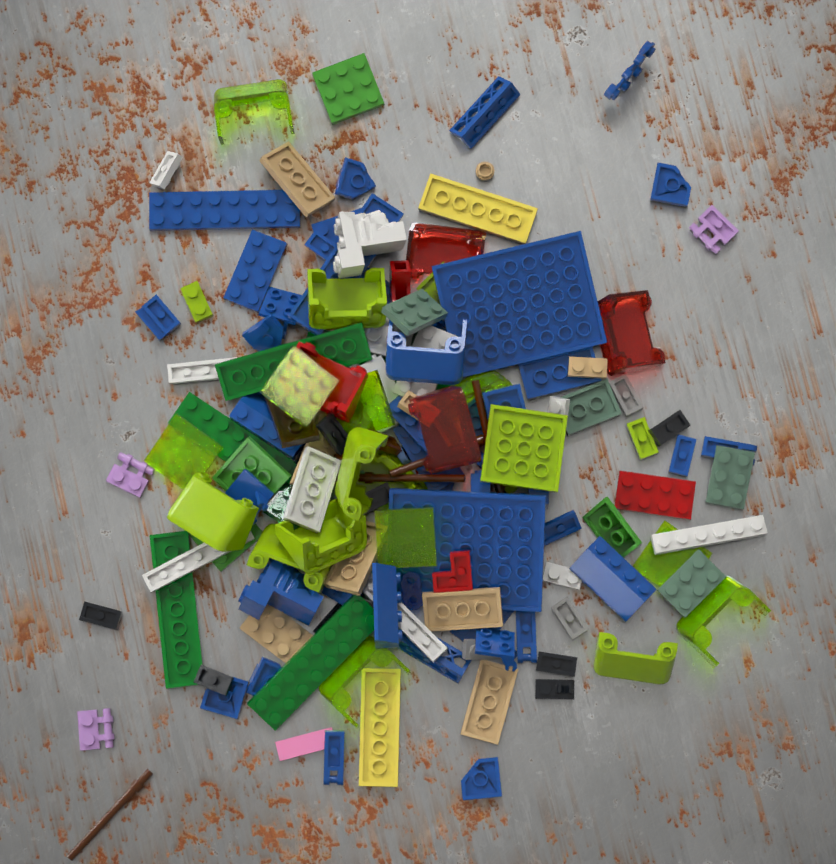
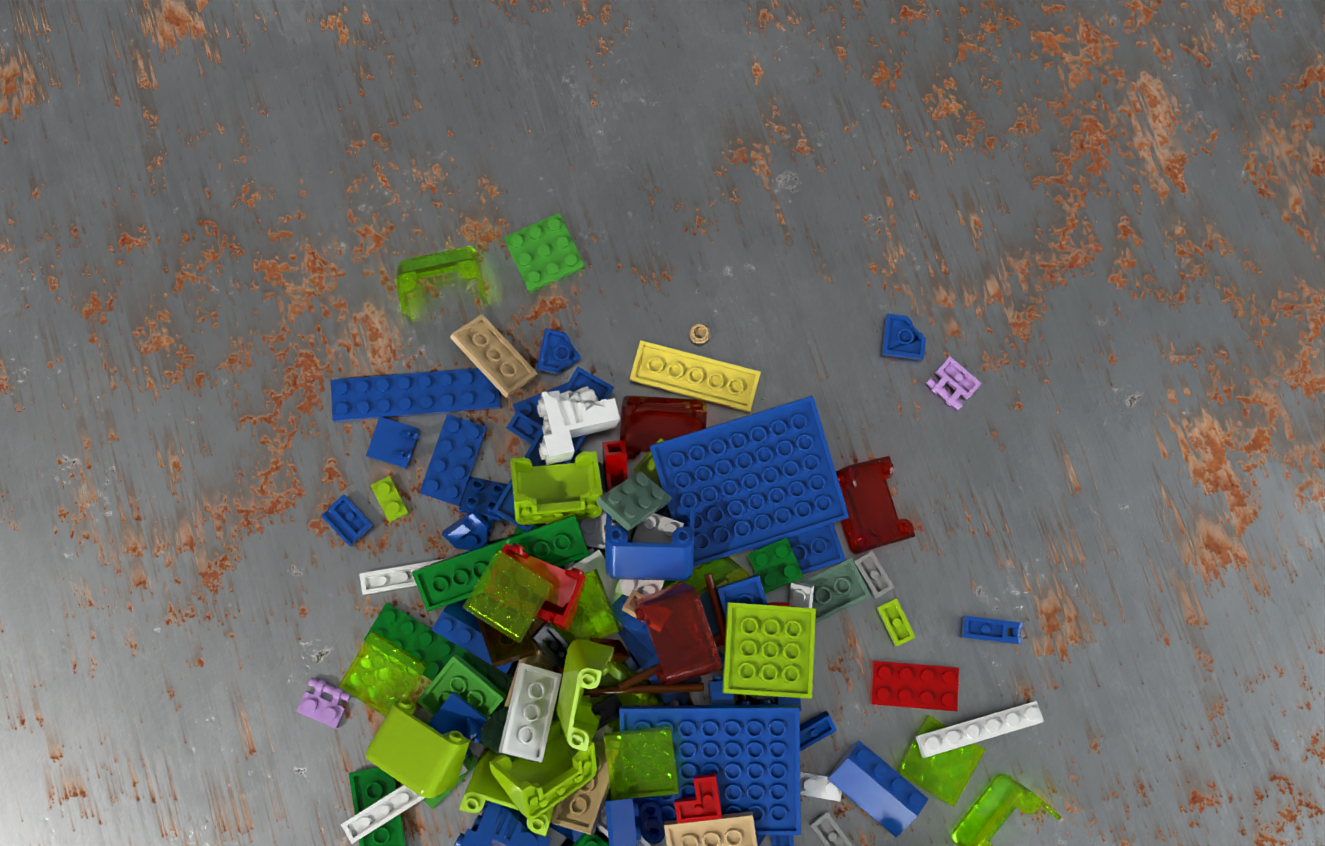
camera: 15 degrees left, 0 degrees up
(166, 170) = (345, 359): white plate -> none
(202, 251) = (393, 442): none -> blue plate
(487, 113) = (698, 269): blue fence -> none
(537, 380) = (775, 565): none -> green plate
(587, 367) = (829, 547): tan plate -> none
(612, 527) = (871, 728): bright green slope -> none
(646, 51) = (866, 194): blue plant -> none
(669, 427) = (925, 609): black plate -> none
(682, 455) = (941, 639): blue plate -> none
(691, 583) = (966, 787): sand green plate -> none
(730, 476) = (997, 660): sand green plate -> none

